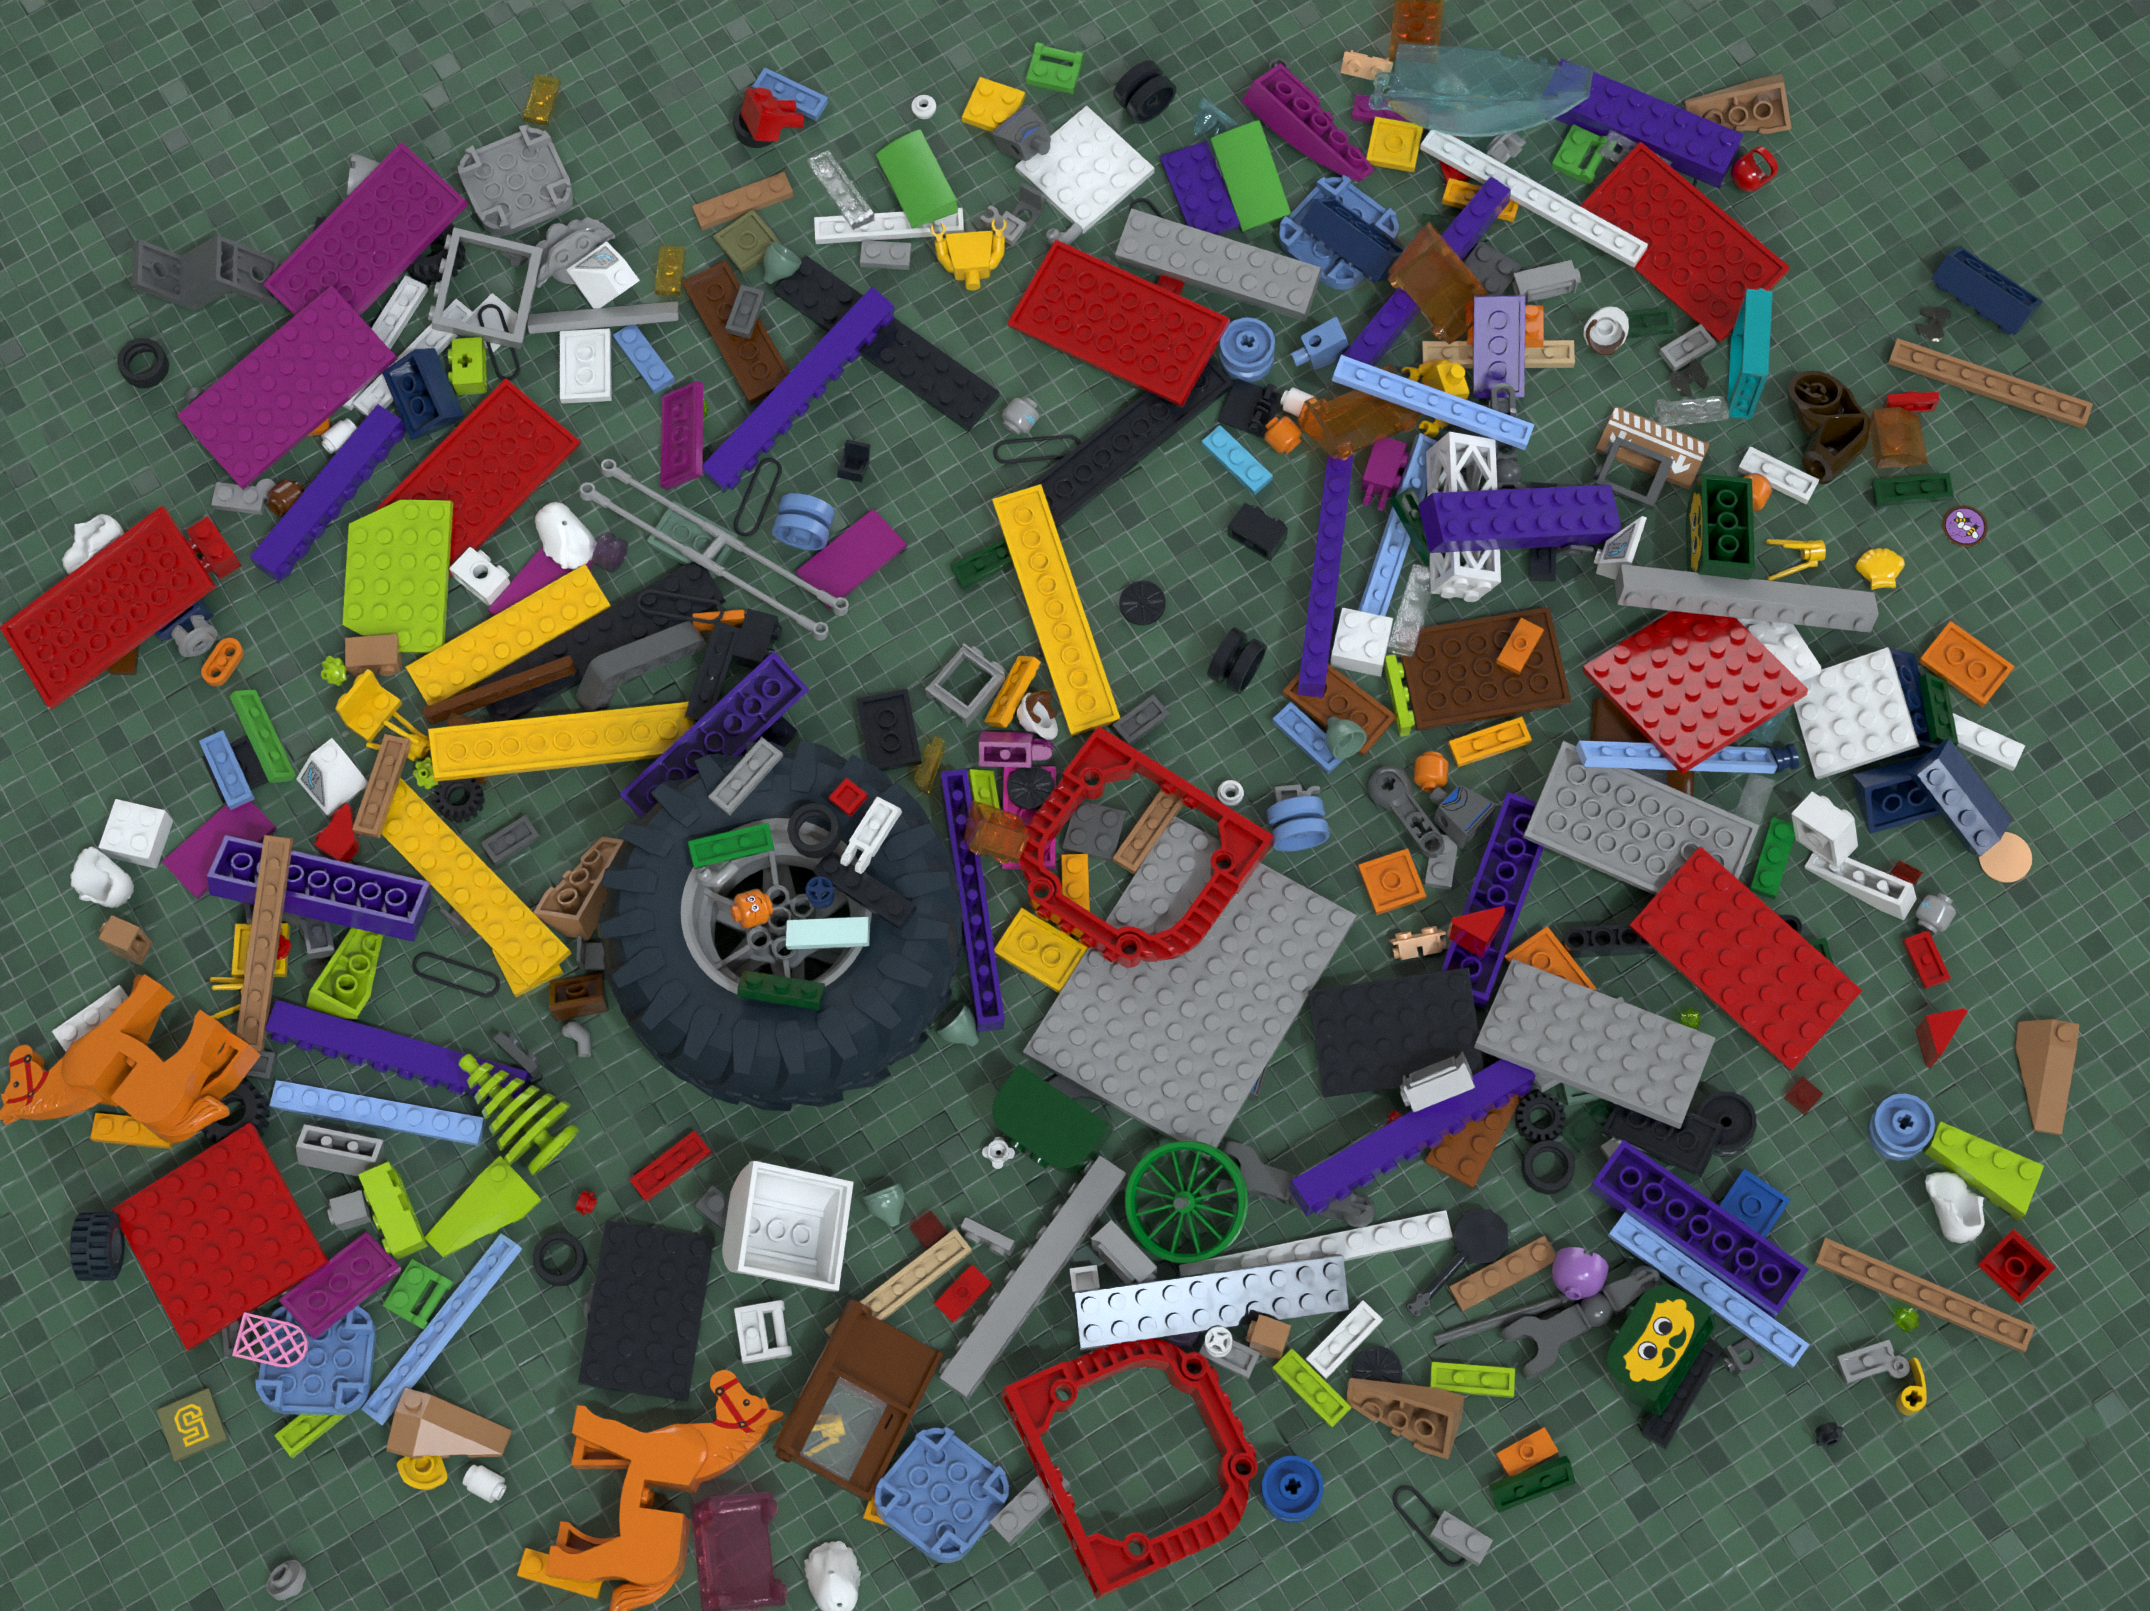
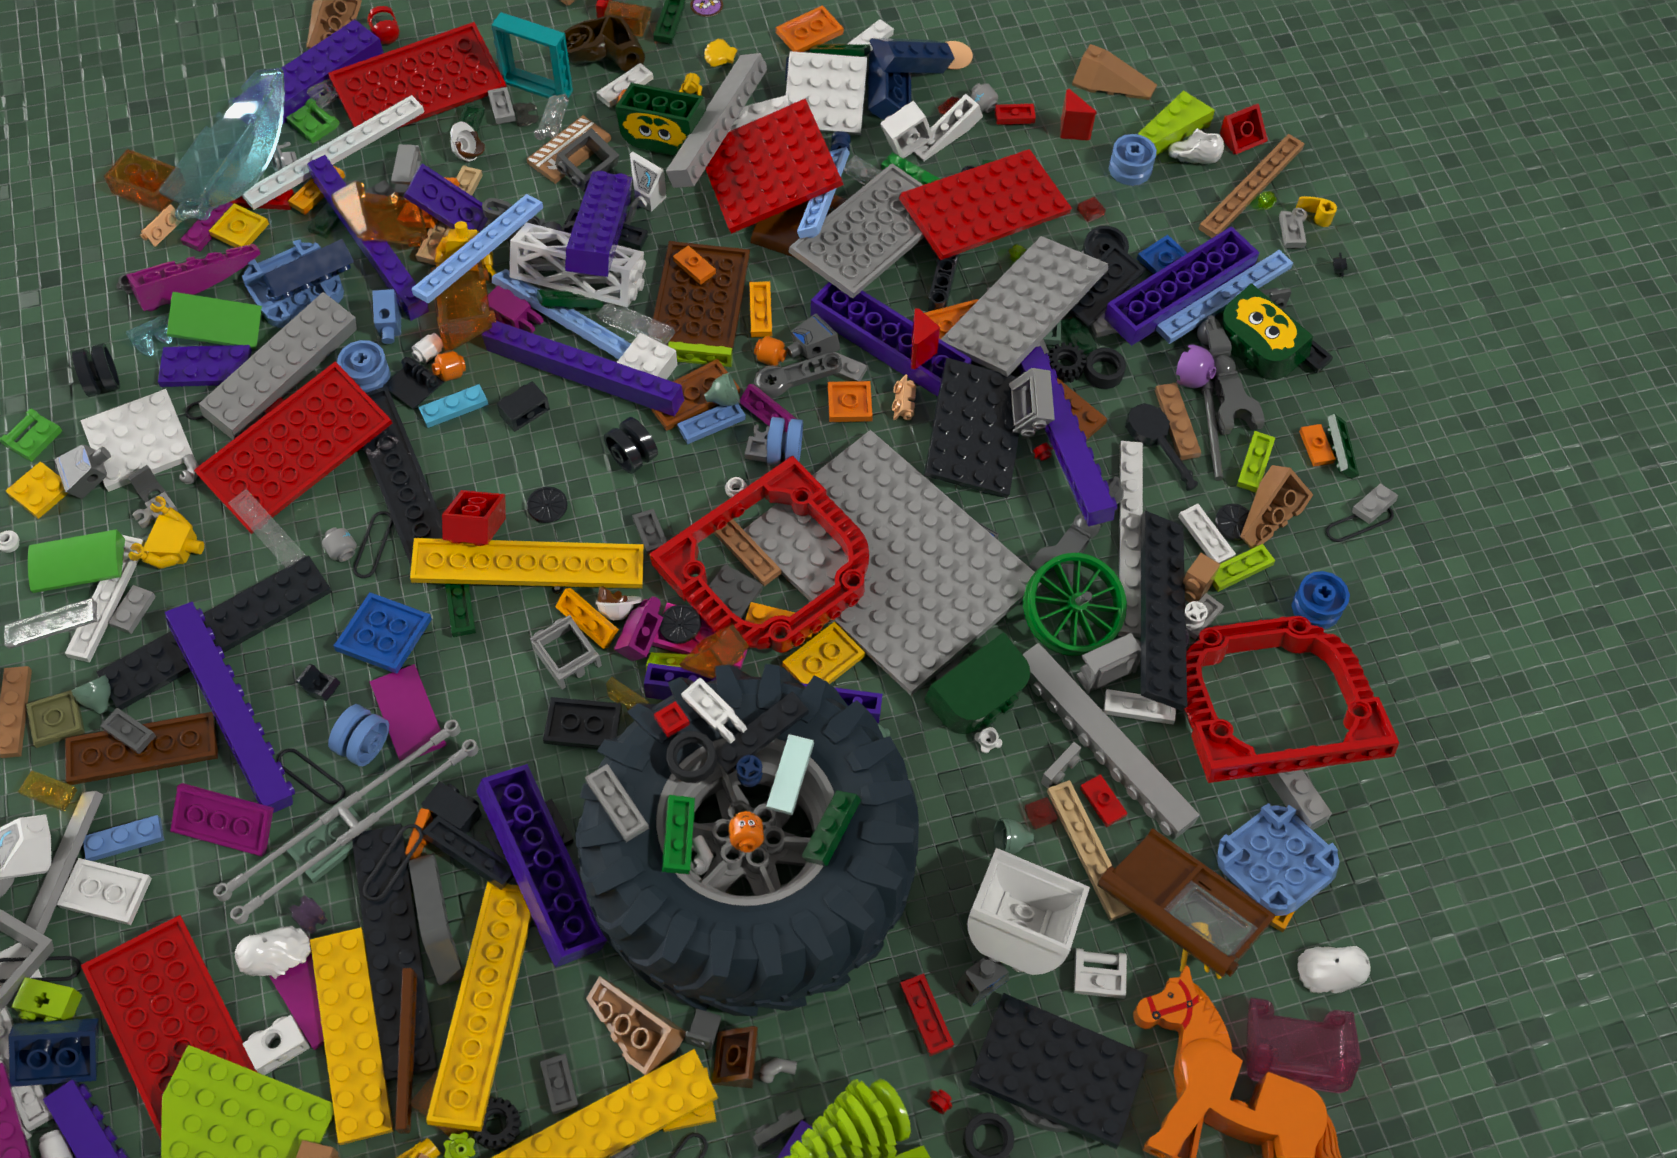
camera: 80 degrees left, 10 degrees down
(930, 499) = (383, 632): none -> blue plate
(1010, 339) = (266, 529): none -> clear plate
(1086, 533) = (473, 517): none -> red brick
(1346, 793) = (764, 406): none -> magenta plate

